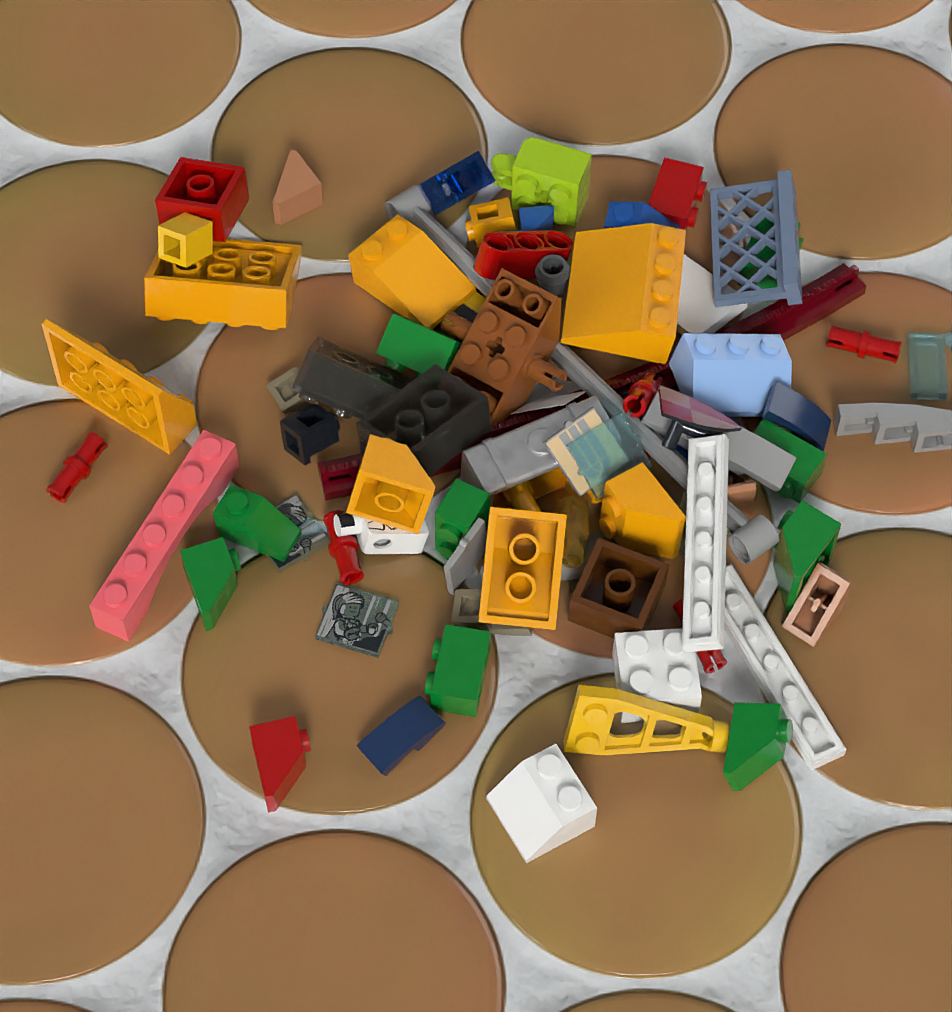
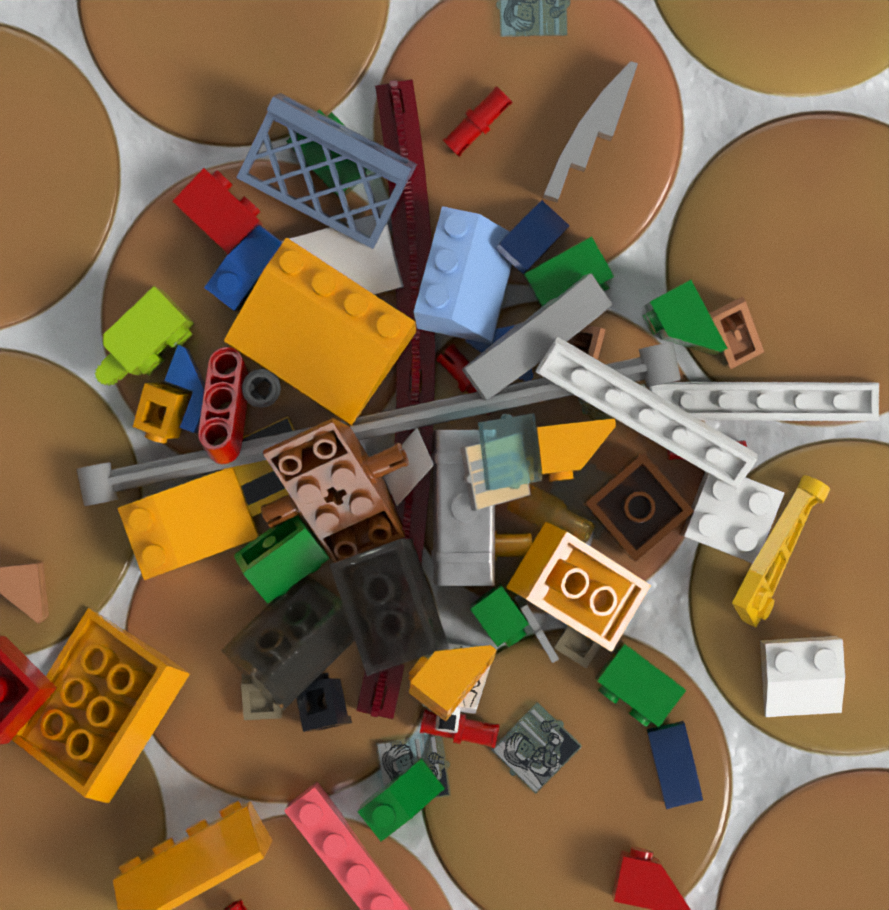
camera: 65 degrees left, 30 degrees up
(185, 239) = (49, 733): yellow brick -> none
(211, 577) = (437, 865): green slope -> none
(456, 183) = (101, 424): clear blue arch -> none
(641, 394) = (450, 378): red pin -> none
(690, 417) = (517, 358): shield -> none
(755, 741) = (837, 461): green slope -> none
(927, 366) = (528, 73): clear light blue tile -> none

